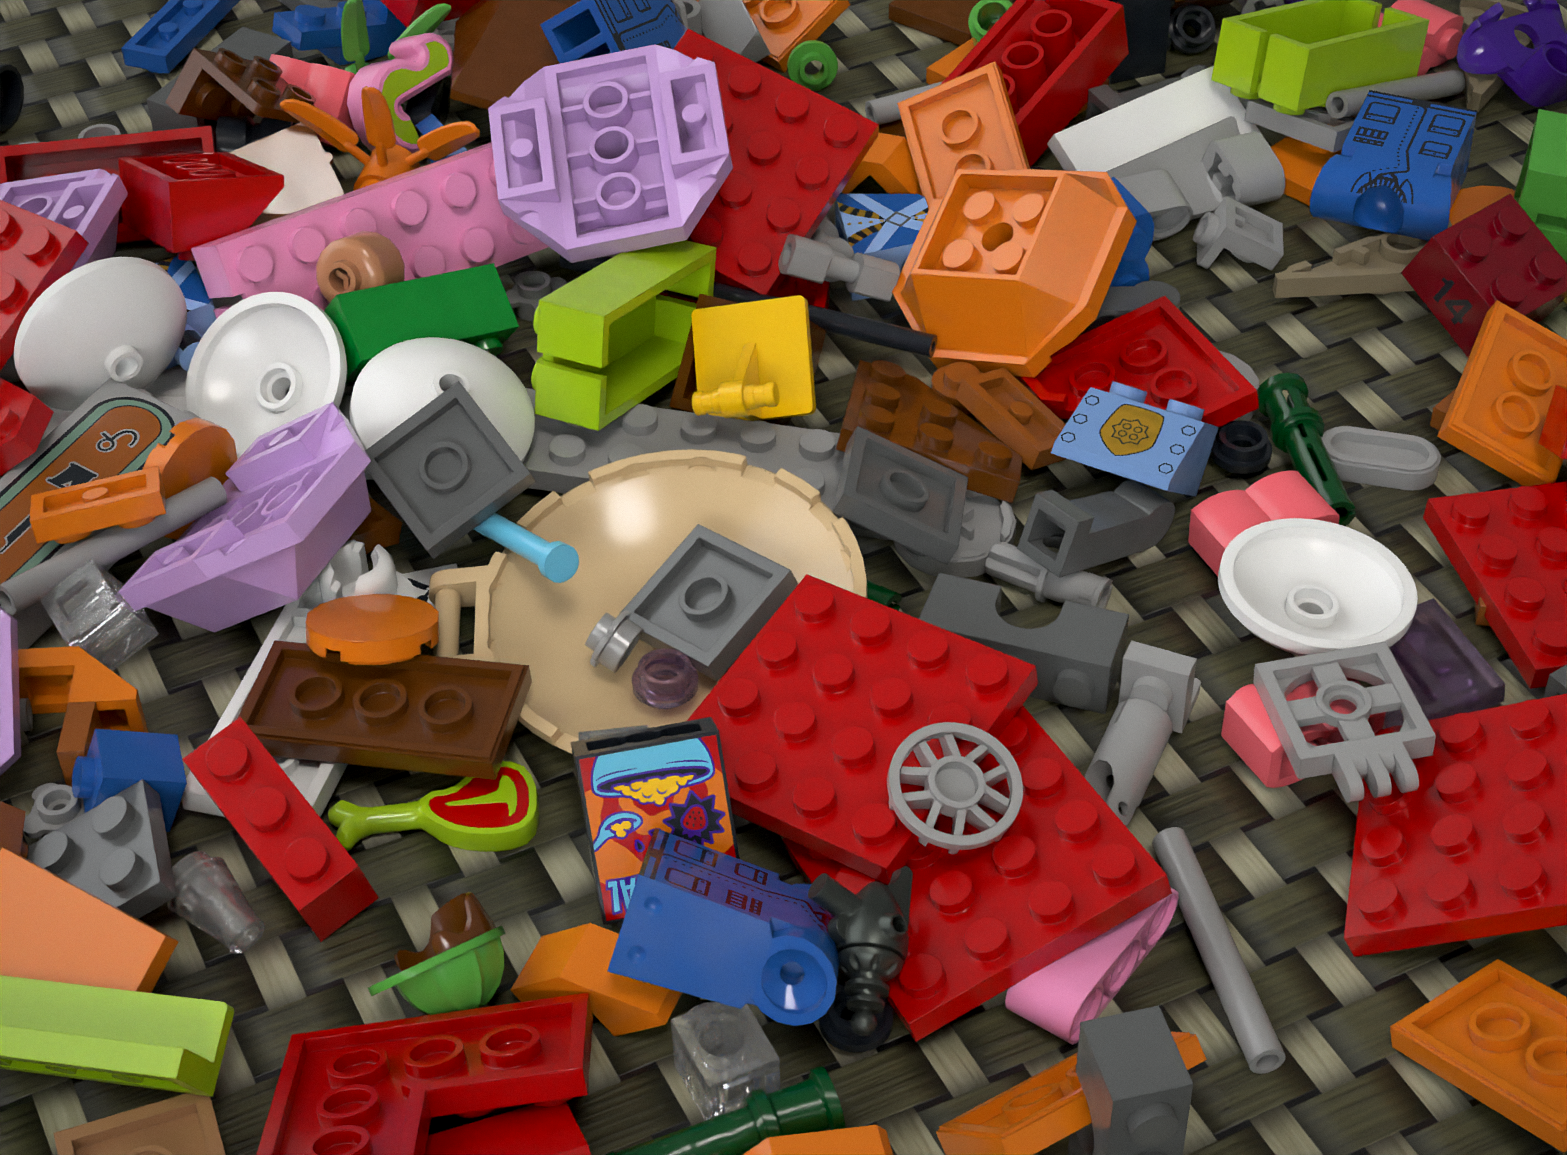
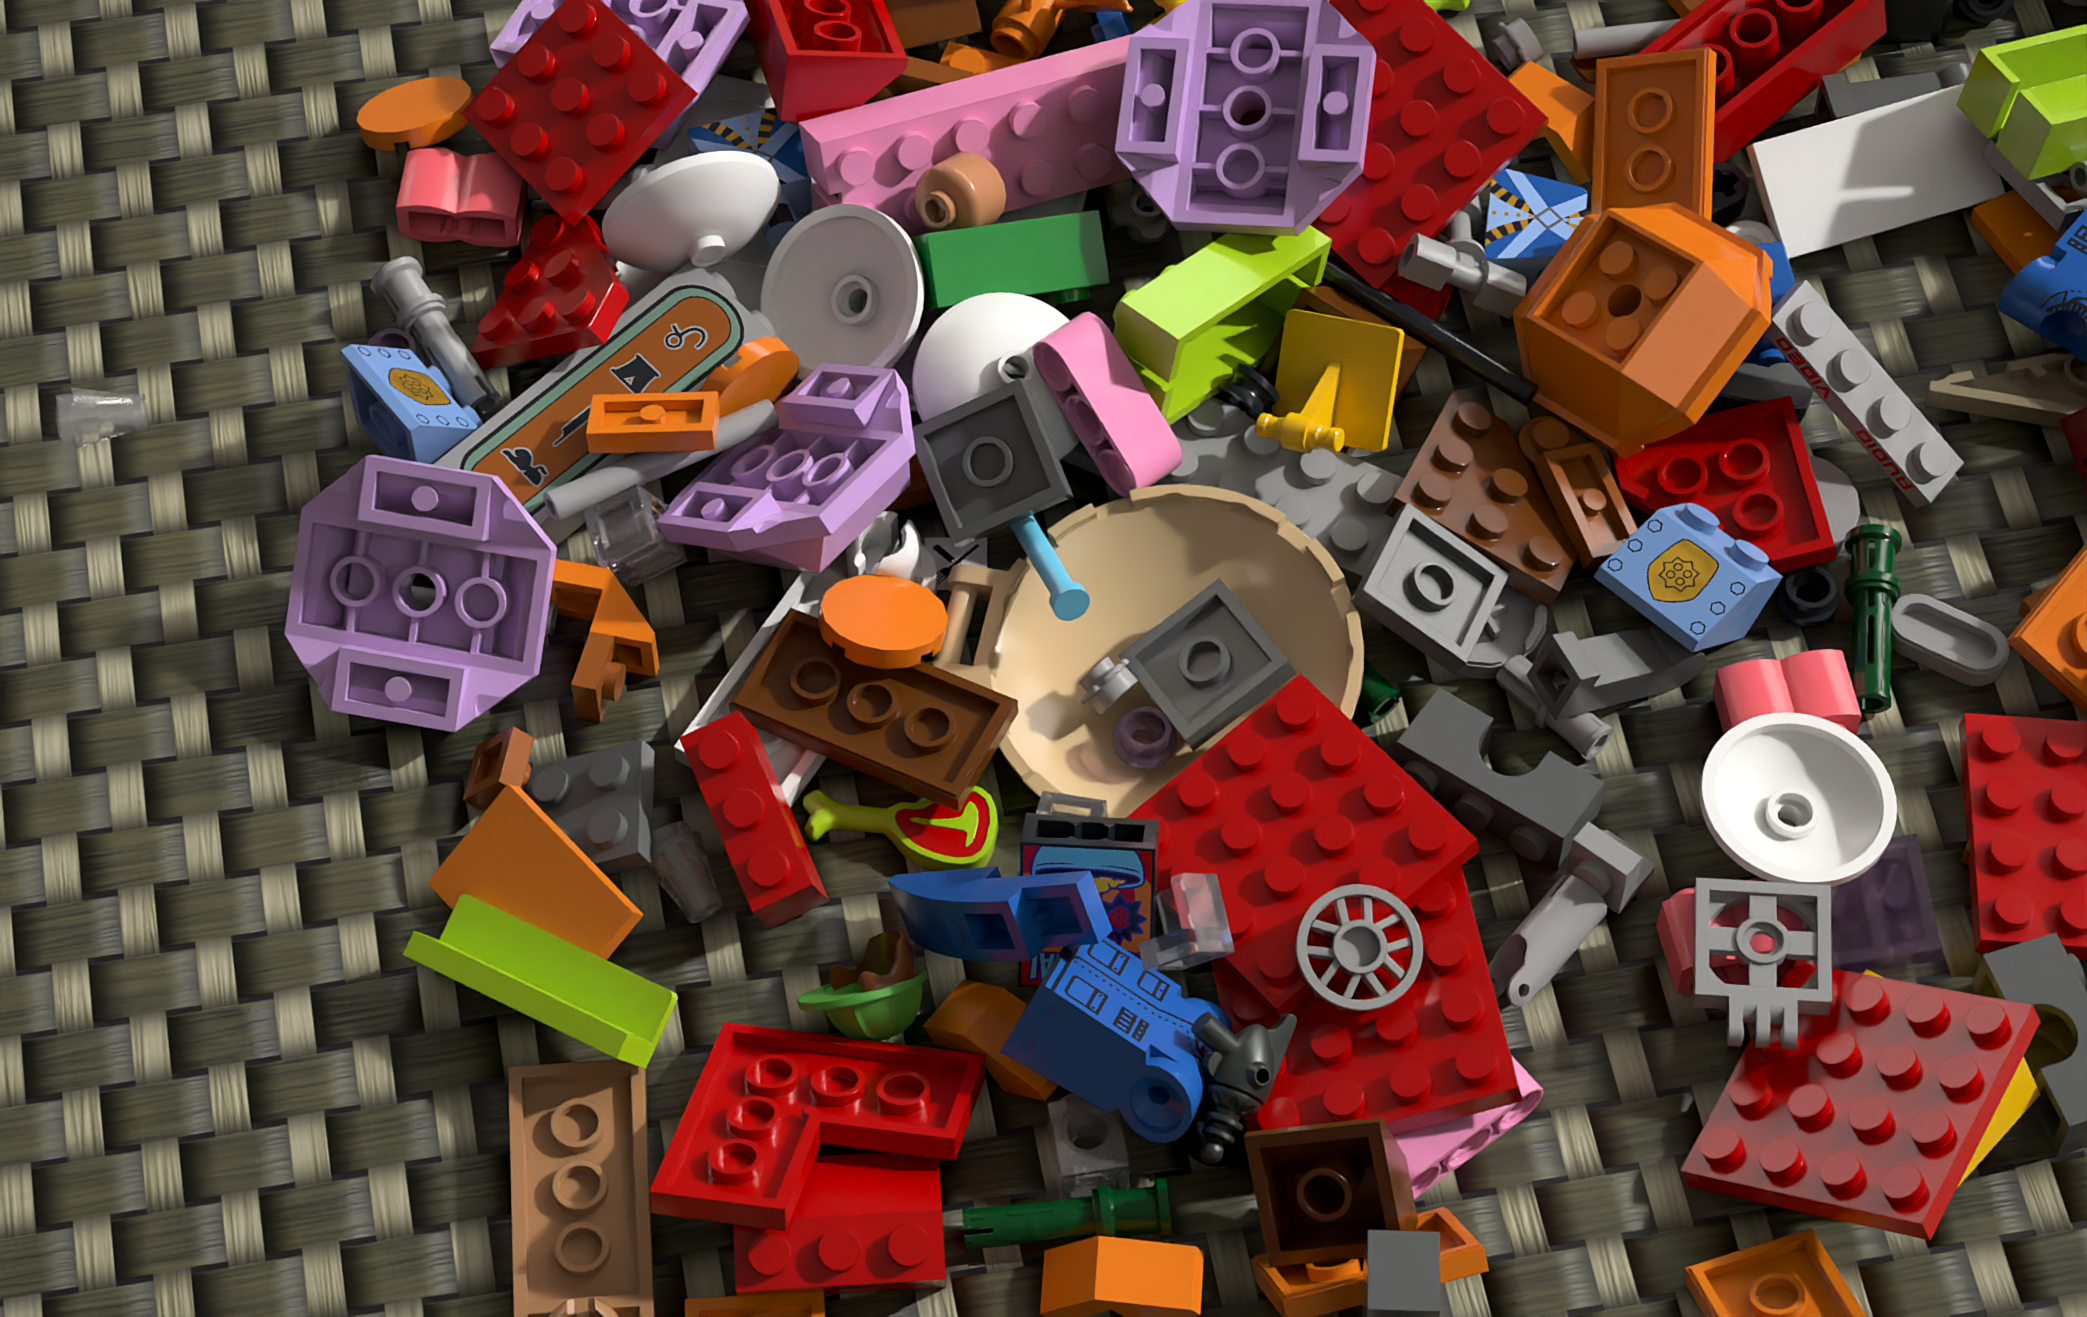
camera: 15 degrees right, 15 degrees up
(51, 810) = (560, 721): light grey plate -> none
(125, 757) = (632, 712): blue brick -> none
(546, 403) = (1107, 404): none -> bright pink beam
(570, 839) = (999, 918): none -> blue slope
(673, 387) = (1248, 391): none -> black bush
(771, 810) = (1192, 925): none -> clear panel
(1001, 1019) = (1327, 1188): none -> reddish brown slope
(1199, 172) = (1881, 227): light grey panel -> none
(1219, 952) = (1562, 1149): light grey piece -> none
(1228, 280) = (1861, 394): none -> light grey plate
(1242, 231) = (1918, 314): light grey bracket -> none

